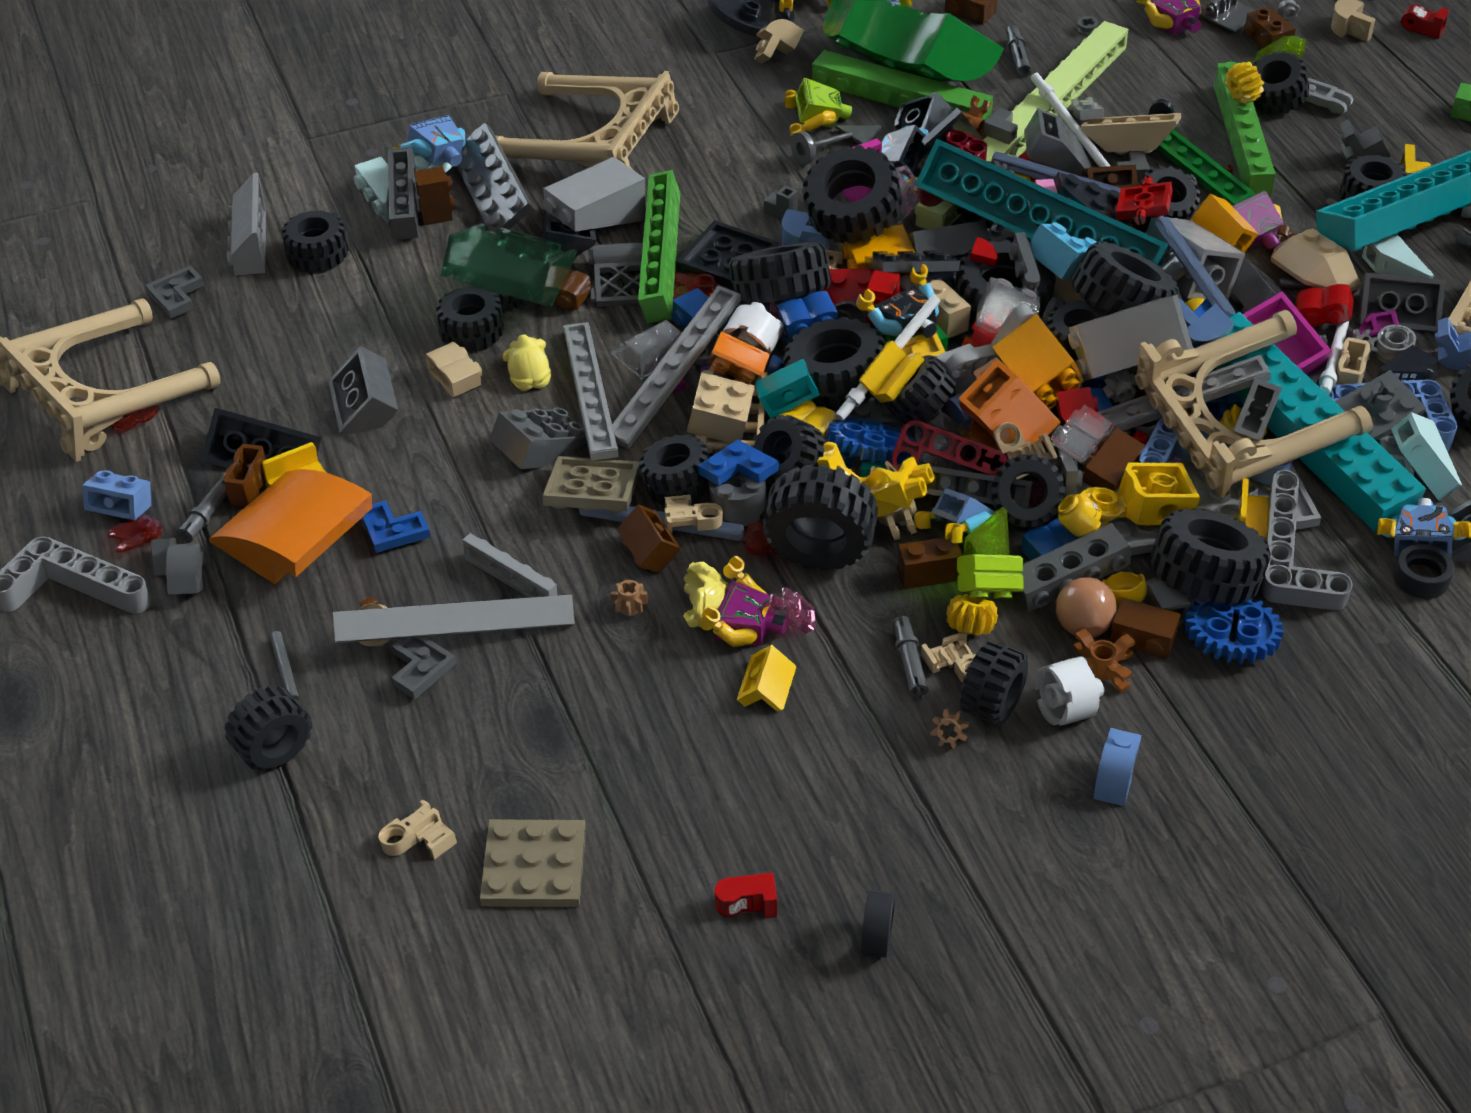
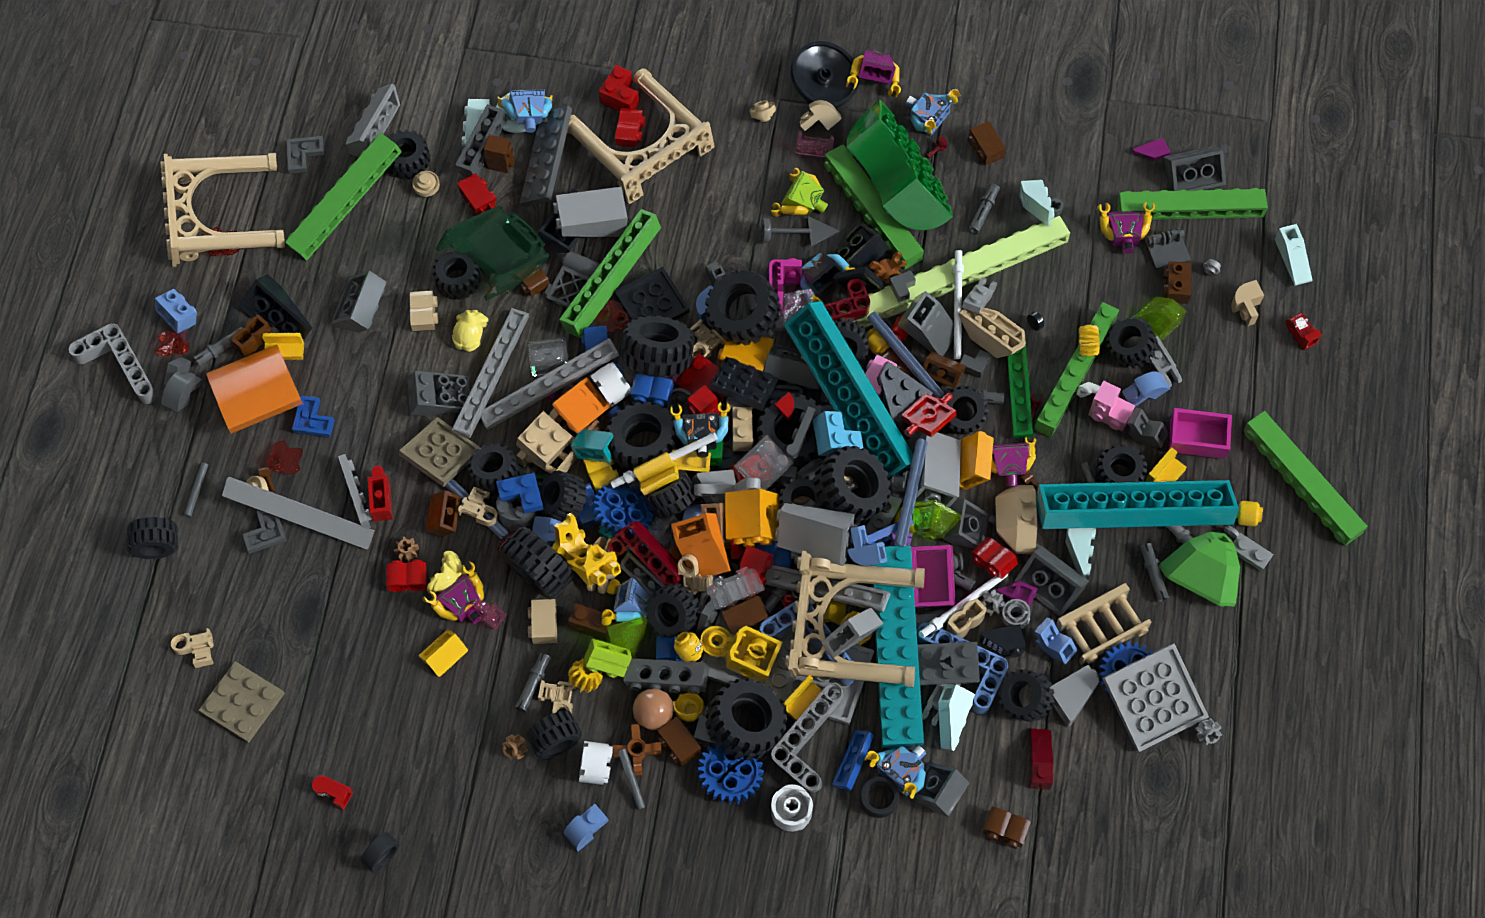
camera: 30 degrees right, 20 degrees up
(266, 300) = (343, 196): none -> bright green brick
(360, 259) = (426, 183): none -> tan plate
(385, 583) = (287, 458): none -> clear red plate
(427, 244) = (476, 194): none -> red brick
(531, 104) = (617, 91): none -> red brick
(551, 556) = (380, 495): none -> red brick
(567, 123) = (629, 127): none -> red brick
(653, 624) = (406, 576): none -> red brick
(708, 60) = (763, 110): none -> tan plate
(789, 70) = (814, 146): none -> clear pink hinge
(869, 589) = (543, 621): none -> tan brick
(1070, 19) = (1036, 200): none -> light aqua slope
(1125, 690) = (631, 779): none -> dark grey bar
(1237, 283) = (933, 519): none -> clear neon green slope
(1275, 141) = (1087, 389): none -> white arm
(1307, 142) = (1110, 408): none -> bright pink brick
(1328, 113) = (1146, 386): none -> medium blue brick
(1341, 624) = (802, 812): none -> white brick
(1359, 550) = (853, 760): none -> blue plate
(1420, 122) = (1200, 433): none -> dark pink piece

